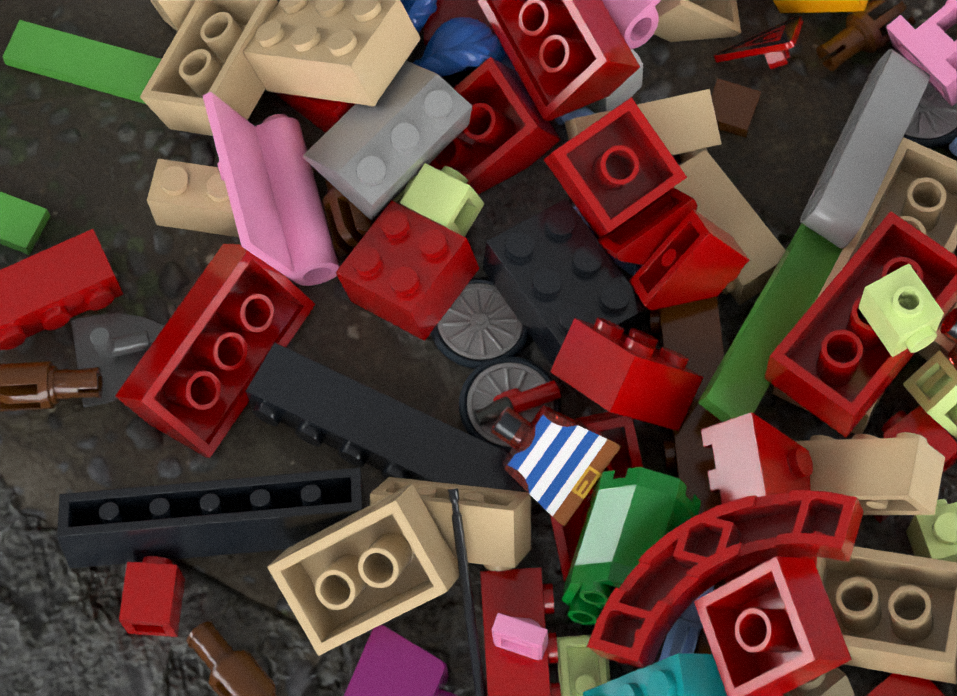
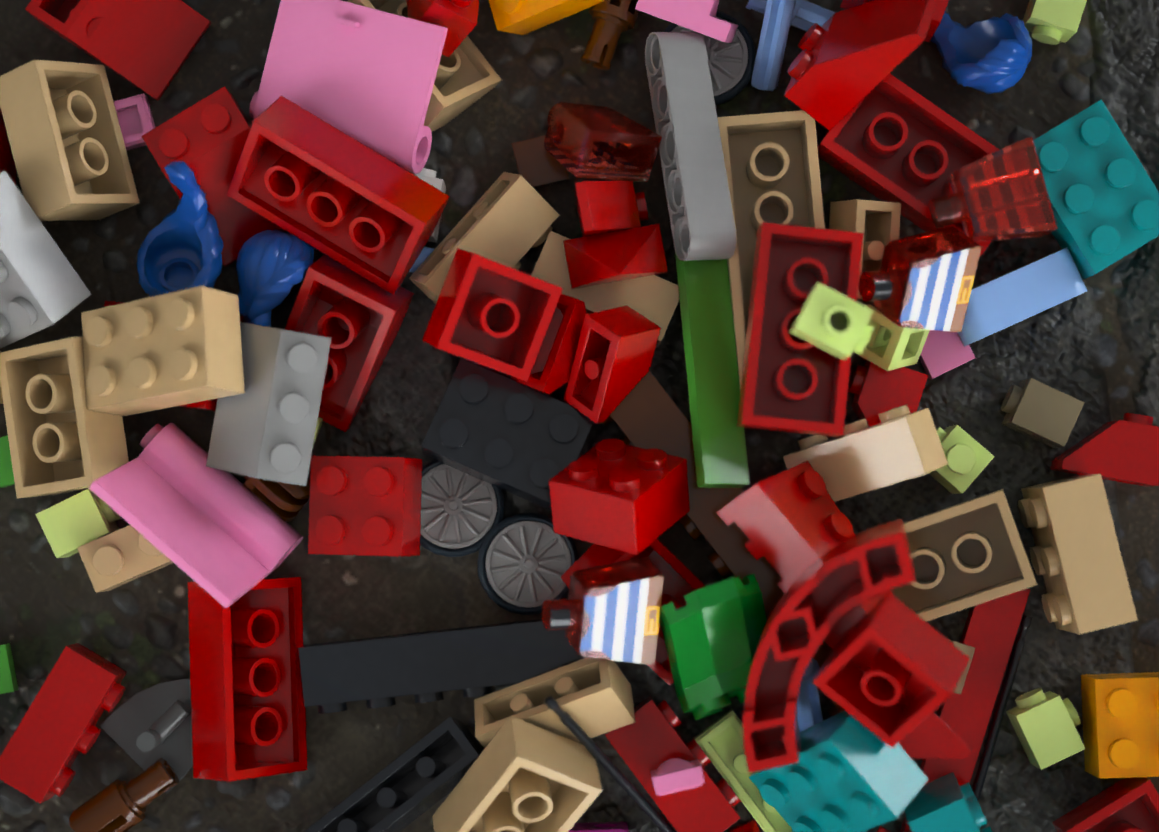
camera: 35 degrees left, 20 degrees up
(170, 142) = (77, 522): none -> yellowish green brick
(443, 198) = (354, 426): yellowish green brick -> none
(519, 401) = (533, 563): red piece -> none
(747, 197) = (615, 256): none -> red slope
(764, 163) = (609, 206): none -> red slope
(772, 43) = (535, 82): red piece -> none
(785, 101) = (581, 141): none -> clear red torso

